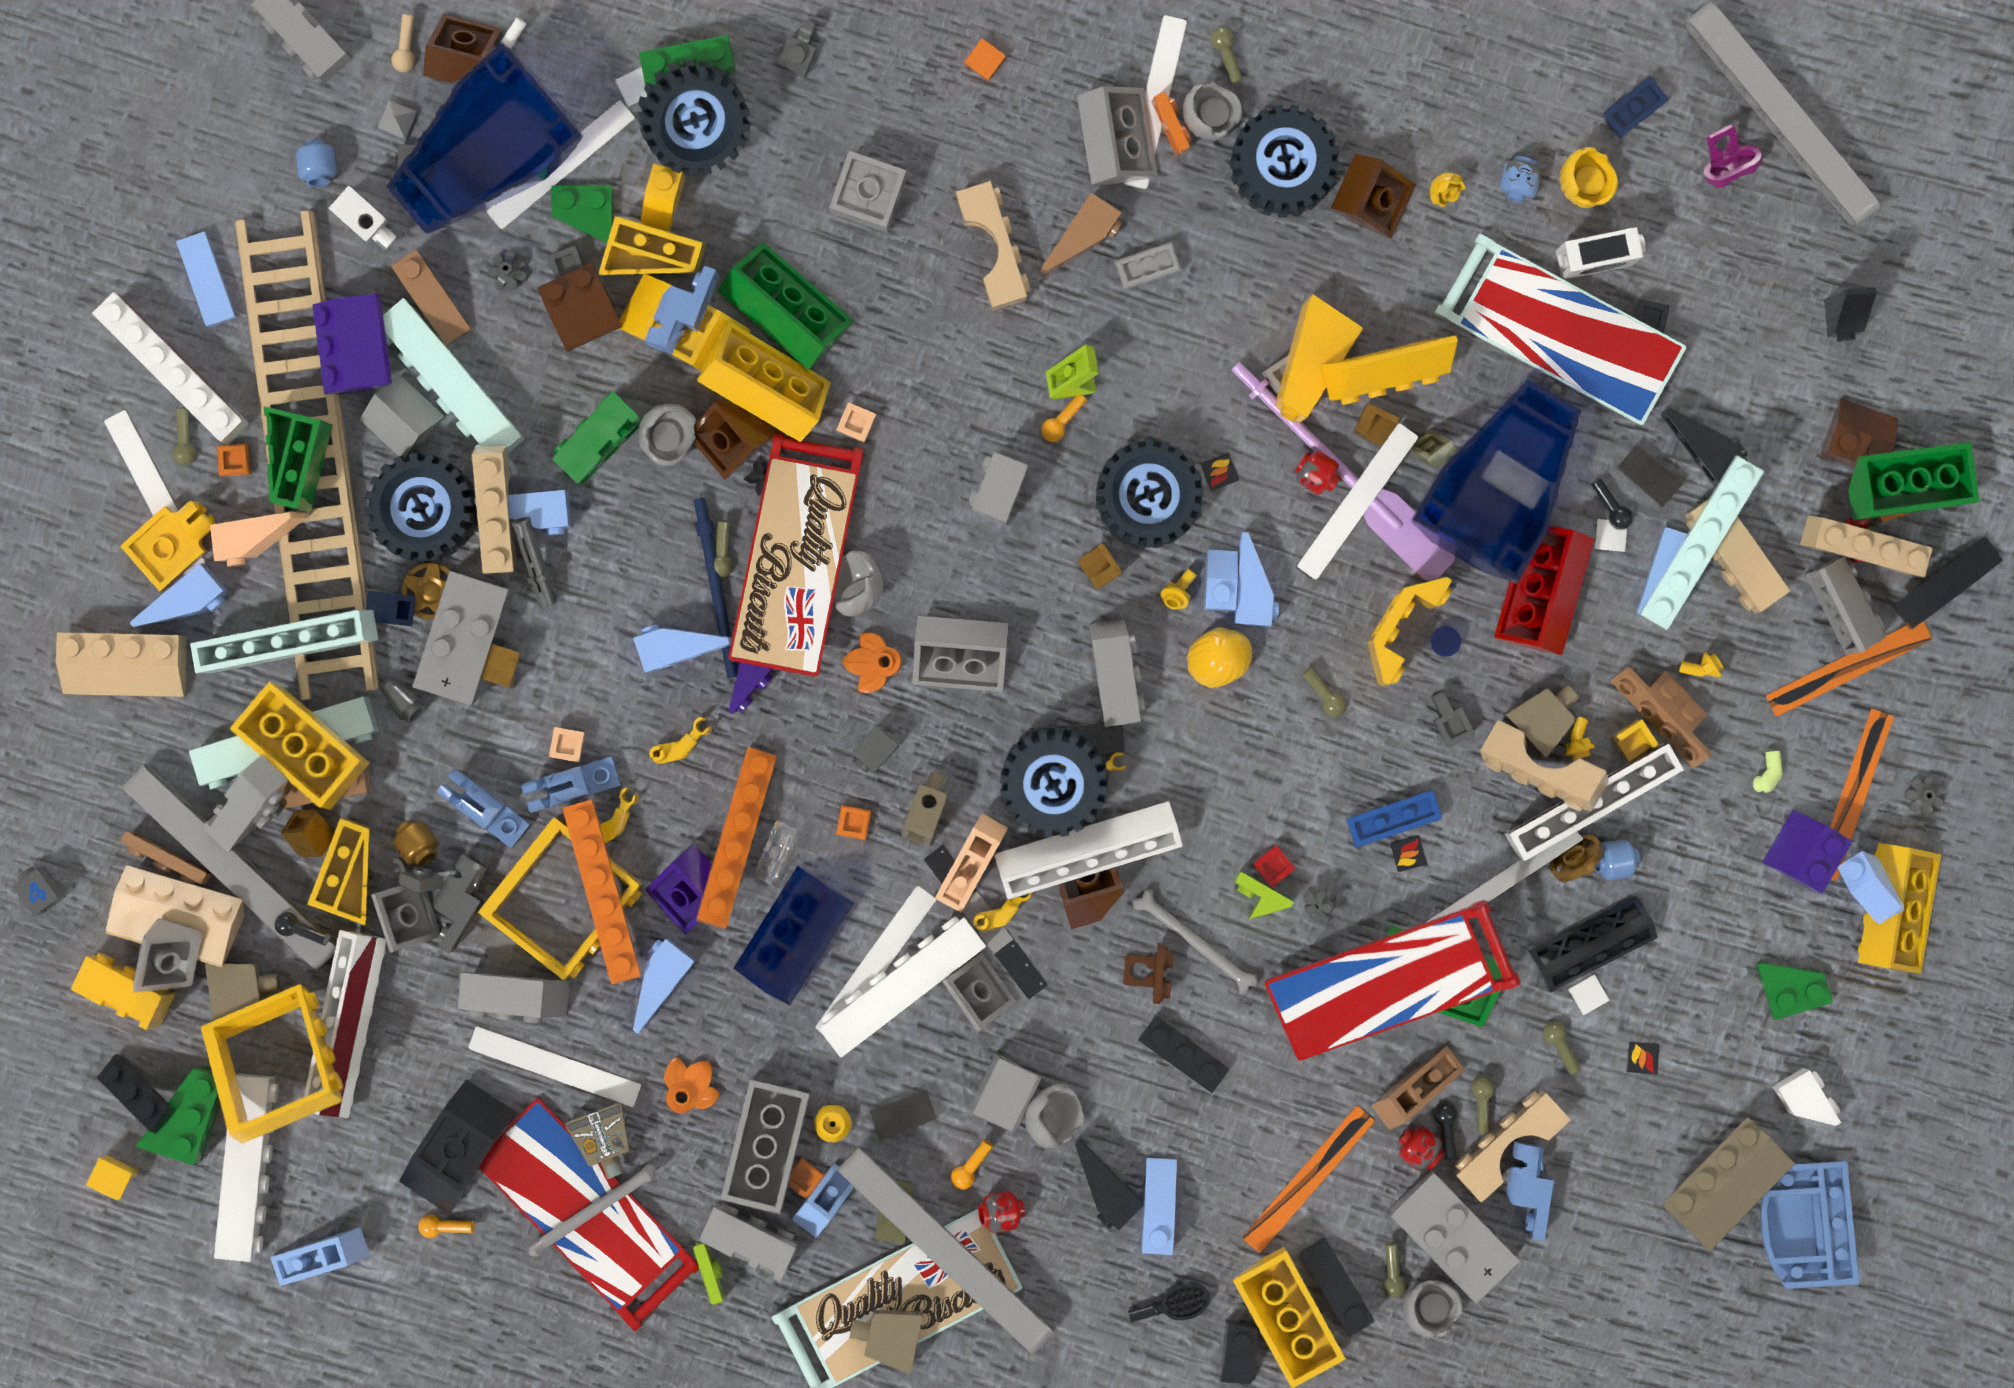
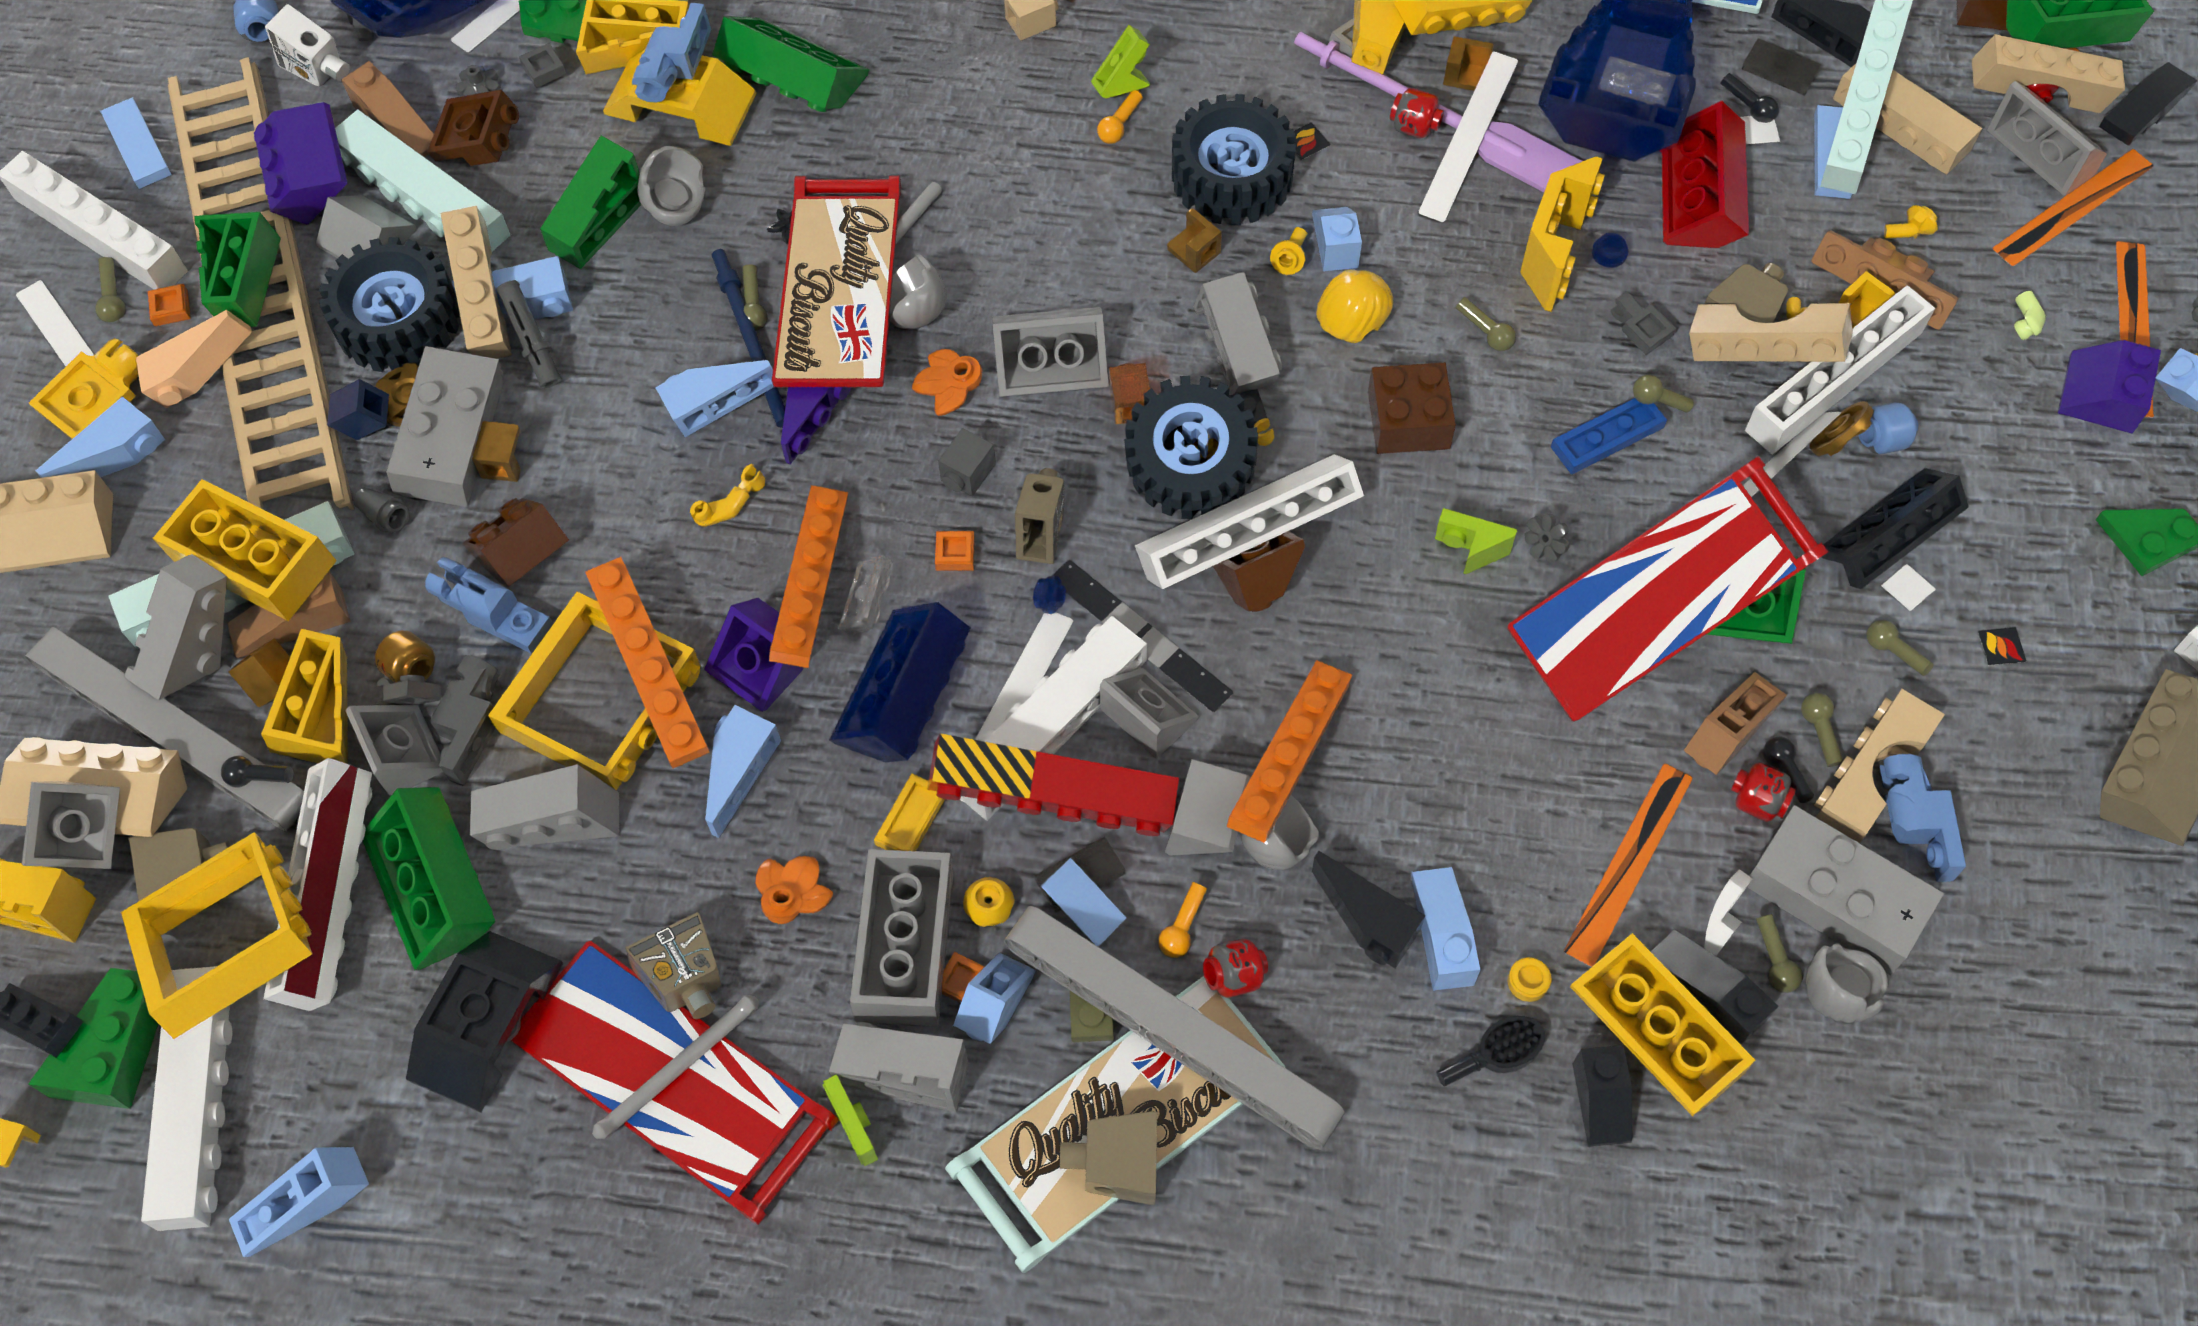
camera: 10 degrees left, 25 degrees down
(165, 858) = (53, 721): medium nougat plate -> none
(284, 641) = (225, 450): light aqua brick -> none
(423, 1029) = (426, 876): none -> green slope
(431, 1226) = (457, 1135): light orange bar -> none
(502, 328) = (474, 128): none -> reddish brown plate
(508, 752) = (515, 540): none -> reddish brown slope
(554, 1066) = (606, 899): white sticker -> none
(567, 744) = (588, 522): light nougat plate -> none
(573, 784) = (567, 568): medium blue plate -> none
(579, 307) = (558, 89): reddish brown slope -> none
(616, 825) = (661, 598): yellow arm -> none
(730, 436) = (745, 184): reddish brown slope -> none
(764, 381) = (773, 121): yellow slope -> none
(785, 1044) = (909, 816): none -> yellow tile
(856, 422) = (887, 153): light nougat plate -> none
(872, 483) = (917, 209): none -> light grey bar
(893, 1054) = (1052, 784): none -> red brick
(899, 1143) = (1083, 902): none -> light blue slope
(920, 880) = (1049, 594): none -> clear blue plate
(971, 862) = (1108, 563): light nougat slope -> none
(998, 917) = (1160, 619): yellow arm -> none
(999, 488) = (1061, 175): light grey container -> none
(1018, 707) = (1127, 386): none -> clear orange brick
(1075, 1058) = (1289, 752): none -> orange plate
(1148, 903) = (1477, 640): light grey piece -> none
(1159, 964) = (1375, 658): reddish brown bracket -> none
(1183, 1054) = (1426, 738): black plate -> none
(1210, 1255) = (1529, 979): none -> yellow tile
(1240, 768) = (1411, 408): none -> reddish brown brick
(1254, 593) = (1381, 234): light blue slope -> none
(1273, 866) = (1481, 503): red plate -> none
(1363, 1238) = (1722, 923): none -> white slope
(1408, 853) = (1637, 473): black sticker -> none
(1433, 449) = (1537, 67): olive plate -> none
(1433, 795) = (1649, 390): none -> olive bar

